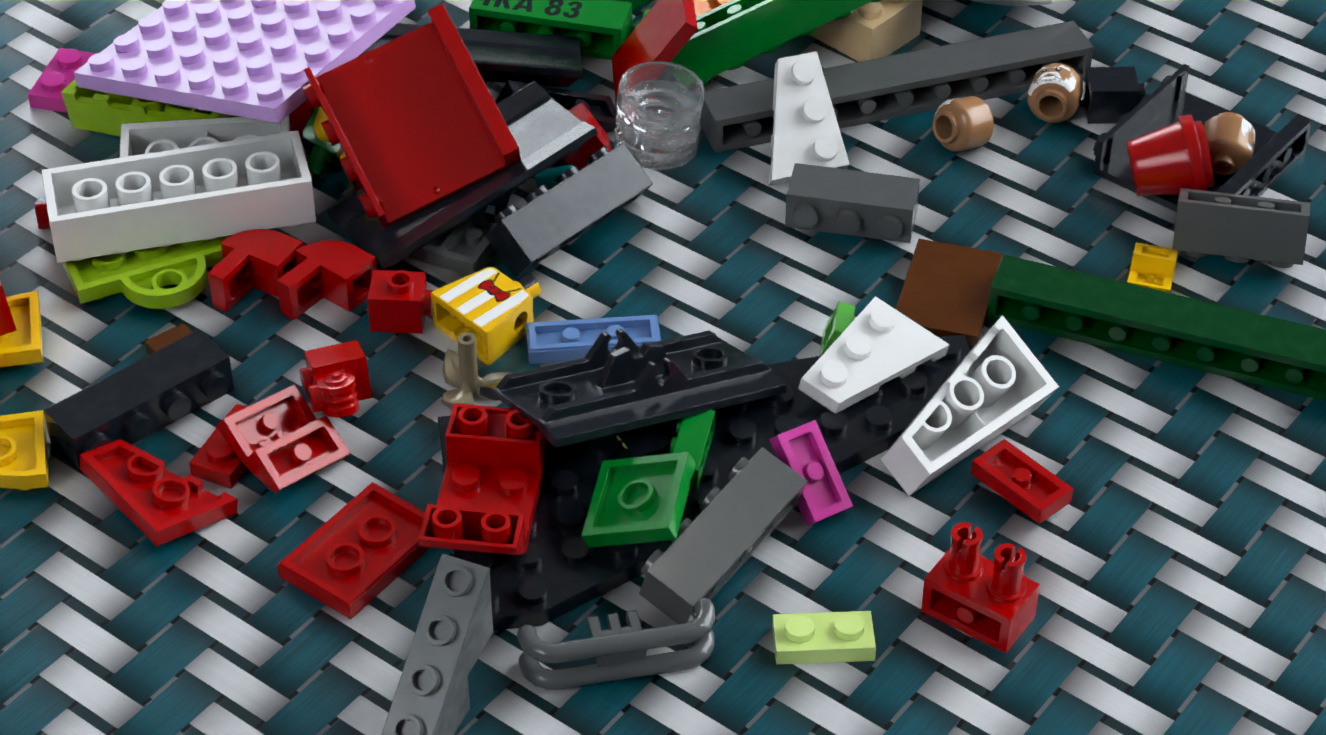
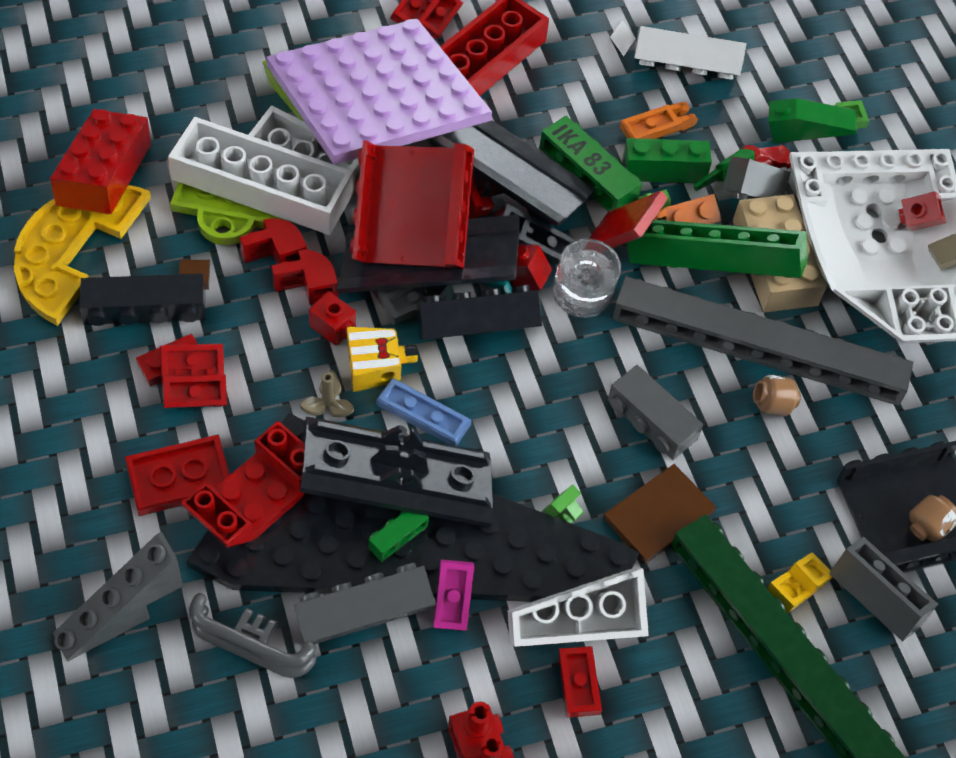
camera: 30 degrees right, 15 degrees up
(55, 78) = (292, 39): dark pink plate -> none
(151, 495) = (101, 366): red wing -> none
(336, 379) = (250, 351): red brick -> none
(639, 500) = (330, 552): green hinge -> none
(803, 119) = (671, 335): white wing -> none
(823, 637) = (373, 708): yellowish green plate -> none
(868, 354) = (560, 534): white wing -> none
(1055, 93) = (856, 408): medium nougat head -> none
(1110, 93) = (895, 431): black brick -> none
(1171, 159) = (878, 511): red piece -> none

